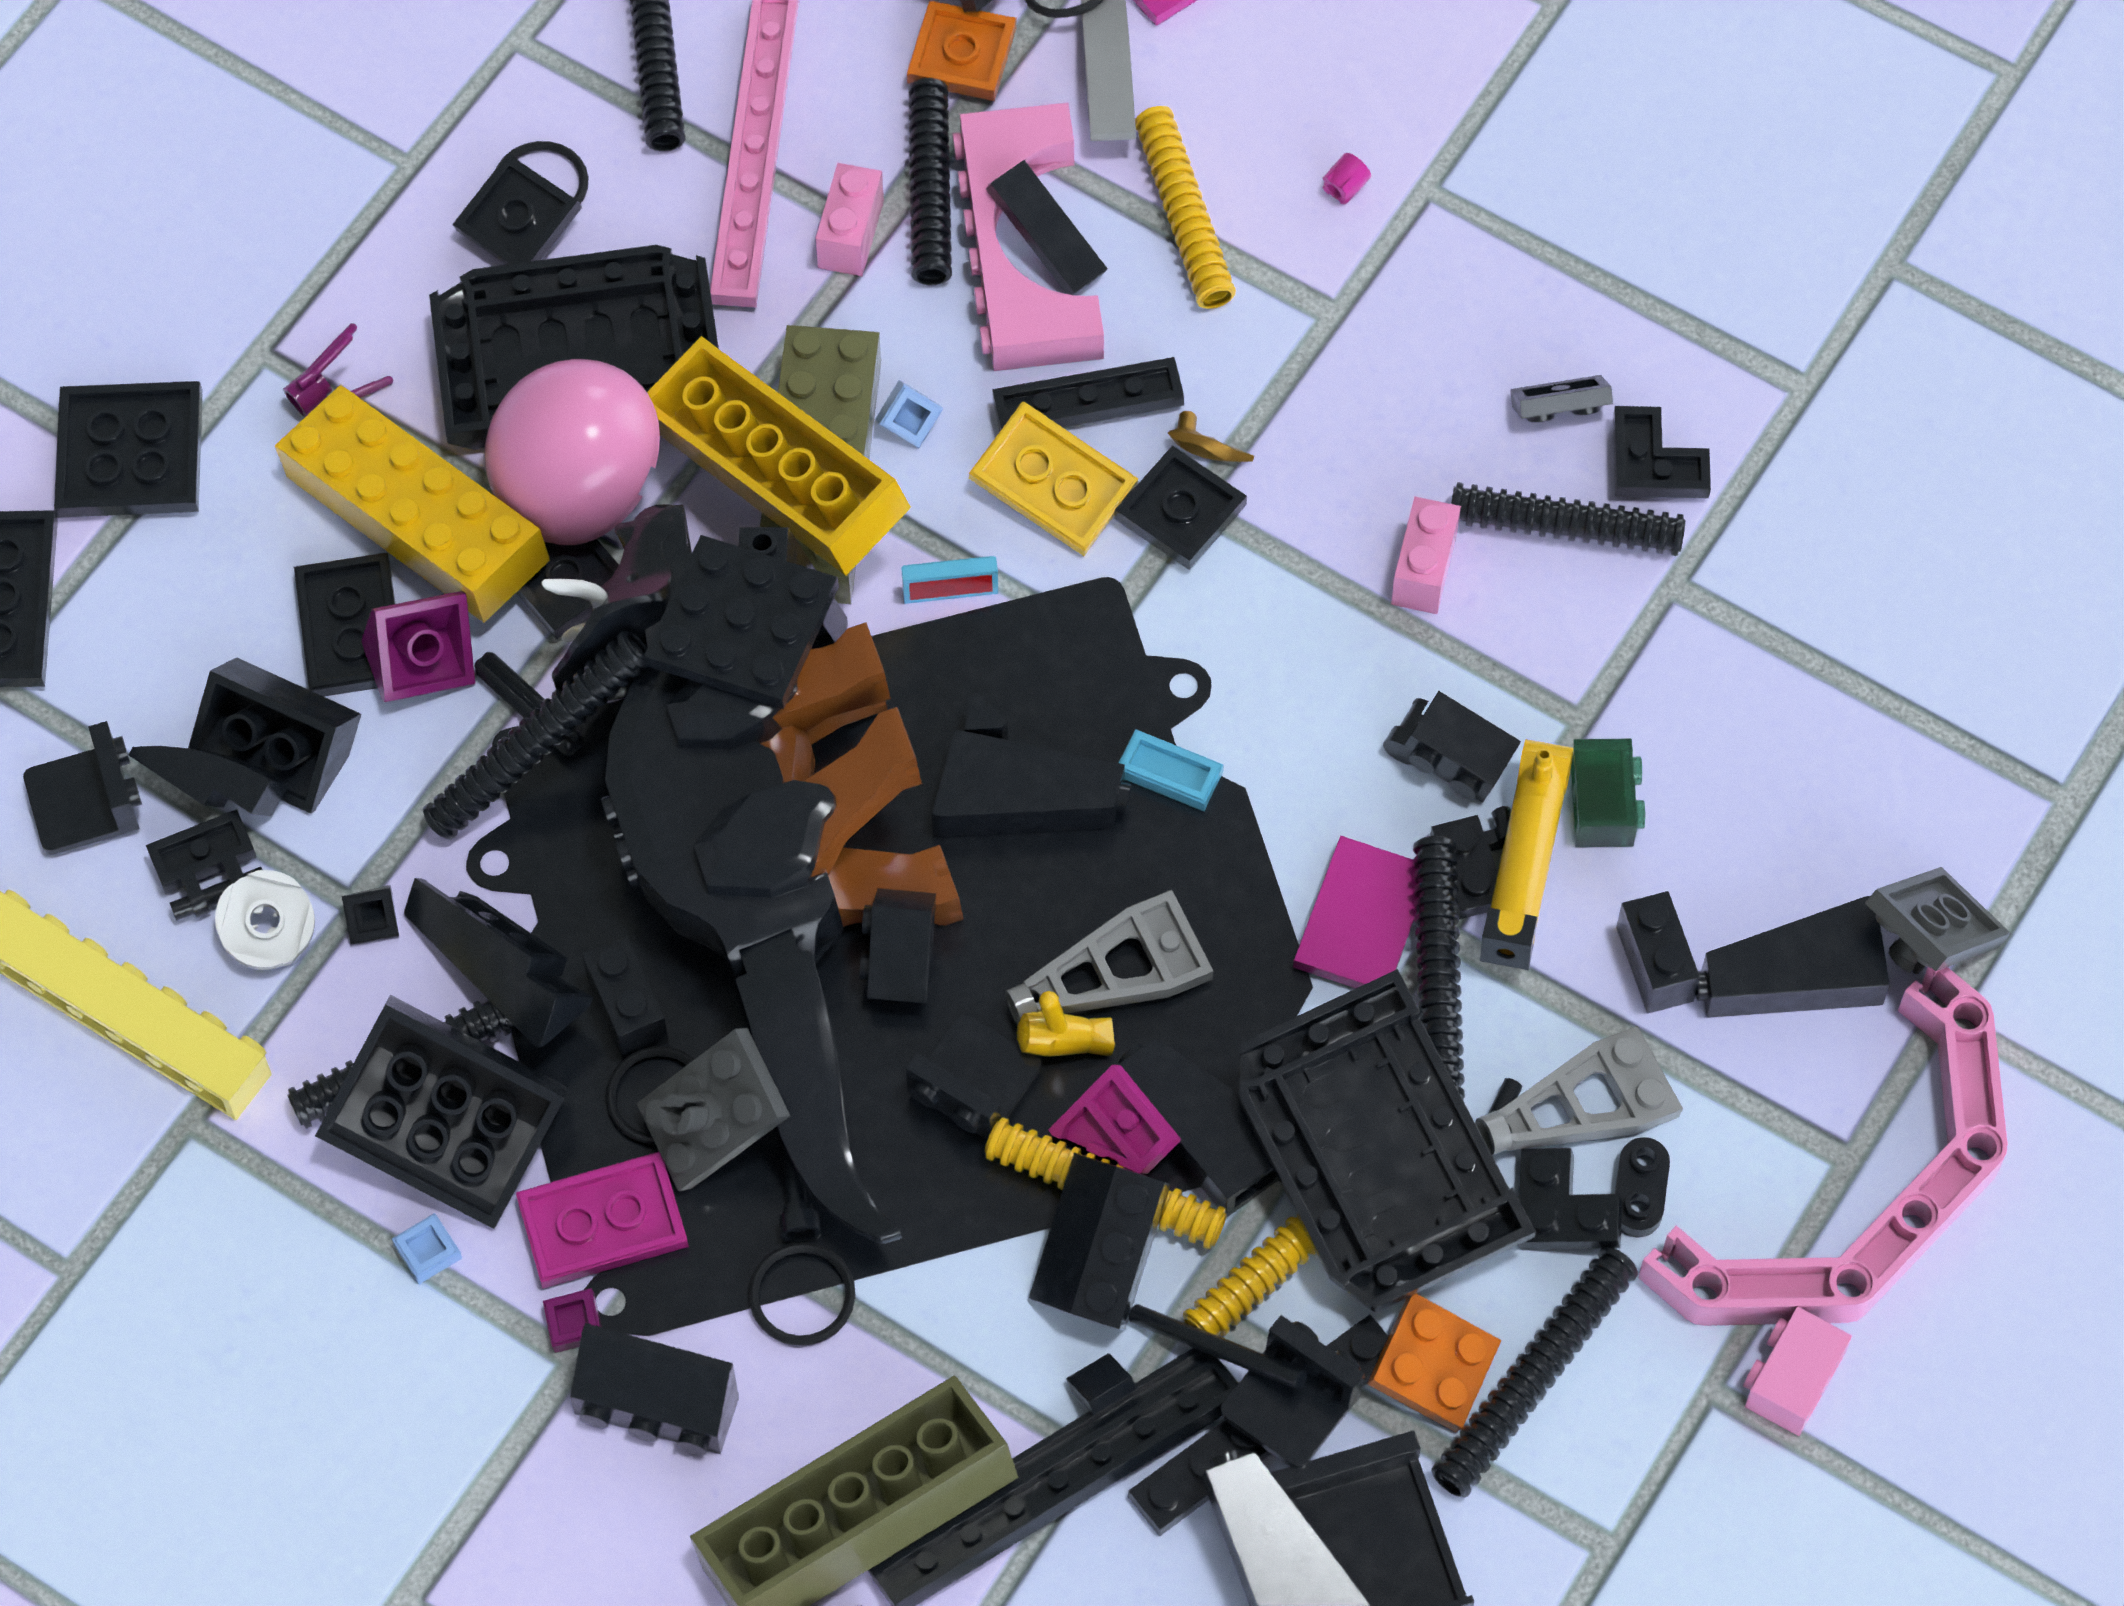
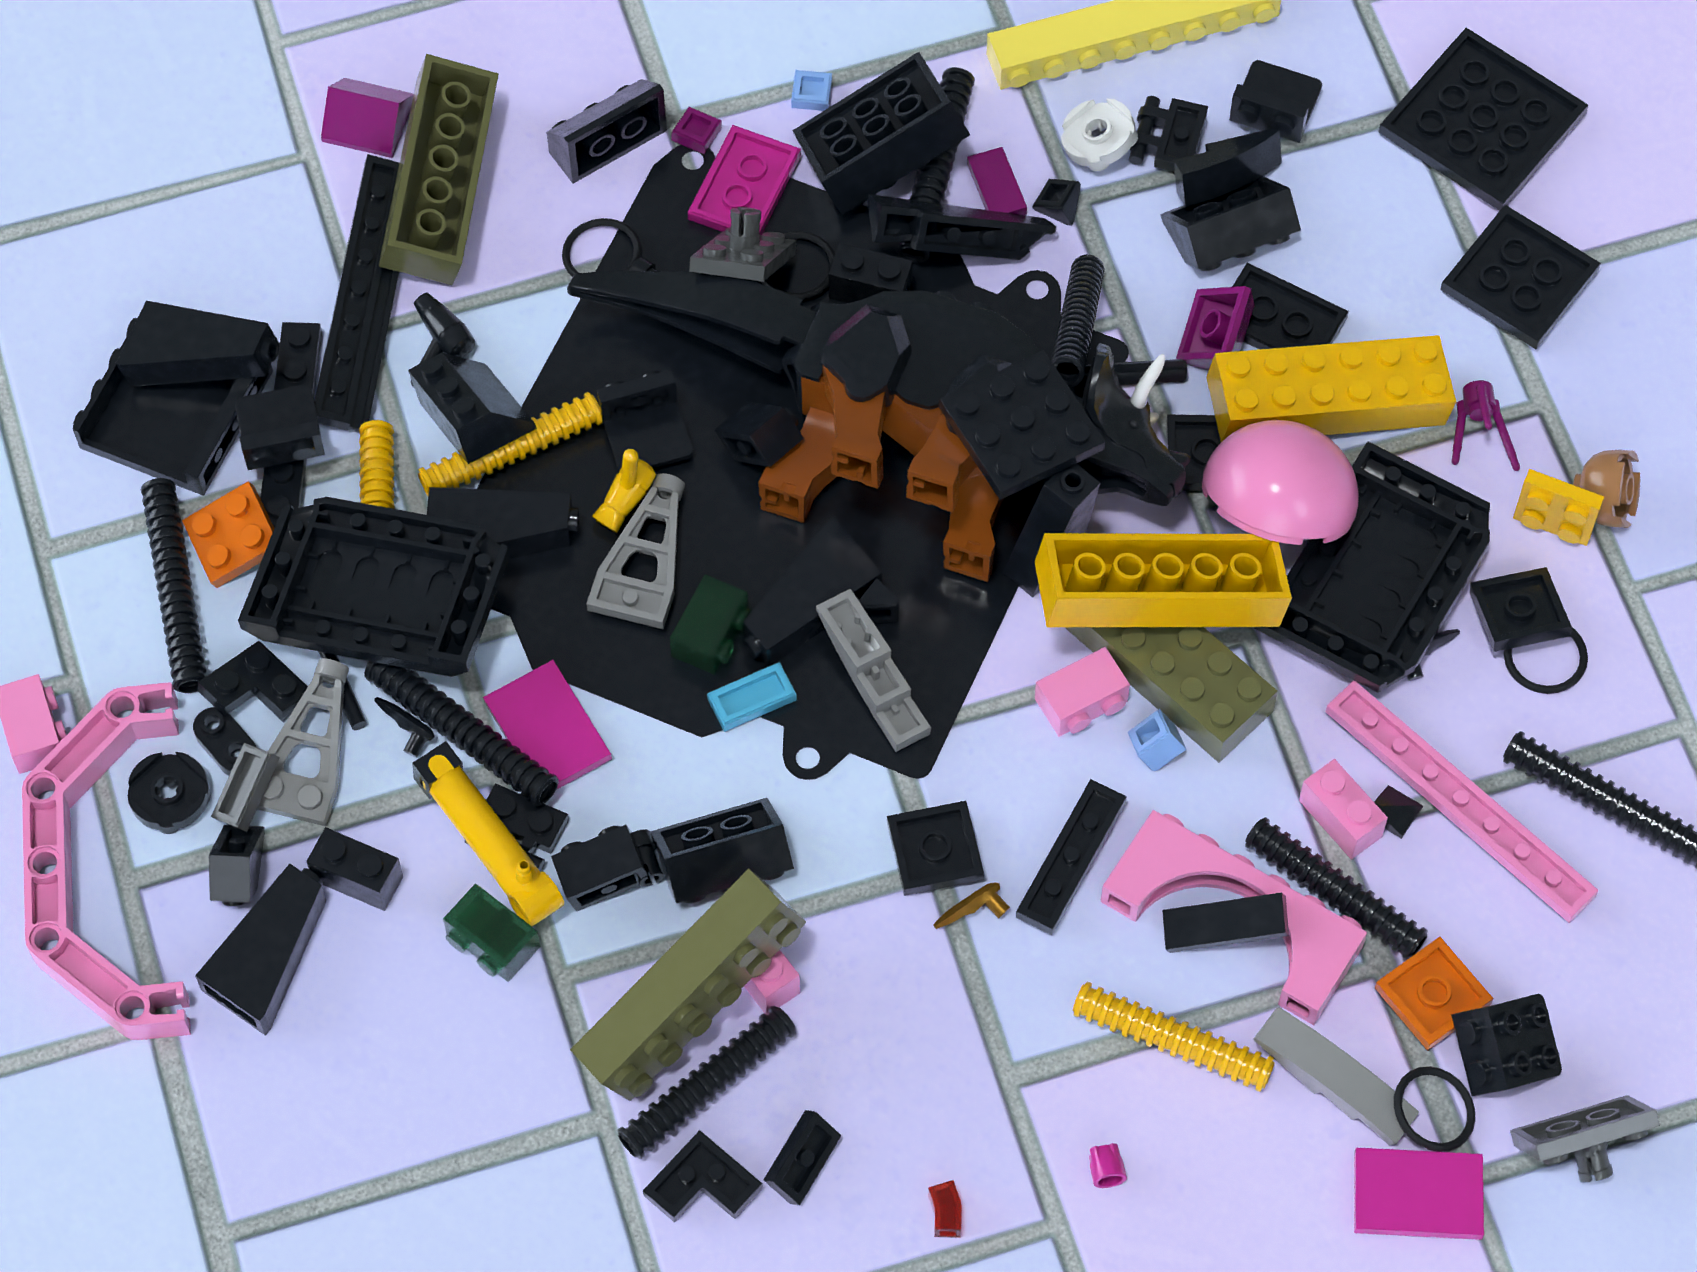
camera: 130 degrees right, 0 degrees up
(324, 222) = (1612, 476): none -> medium nougat cylinder
(390, 238) = (1558, 507): none -> yellow plate
(404, 974) = (996, 182): none -> magenta tile
(806, 194) = (1399, 809): none -> black slope
(936, 497) = (1082, 692): none -> bright pink brick
(950, 579) = (1003, 666): medium azure tile -> none
(1031, 1352) = (447, 330): none -> black piece
(1053, 478) = (1024, 784): yellow tile -> none
(1056, 673) = (873, 670): none -> light grey slope
(1101, 1384) = (394, 355): black tile -> none
(1118, 1123) = (533, 471): dark pink wing -> none
(1134, 850) = (710, 624): none -> clear green brick
(1218, 1346) = (353, 416): black bar -> none
(1343, 671) = (720, 847): none -> black slope
(1473, 1020) = (419, 731): none -> black bar
(1498, 265) = (946, 1209): none -> clear red piece
(1519, 547) = (689, 986): none -> olive brick
(1674, 1112) = (245, 787): none -> dark grey tile
(1731, 1216) = (174, 812): none -> black plate
(1747, 1062) = (235, 865): none -> black slope
(1934, 922) = (205, 1040): dark grey plate -> none

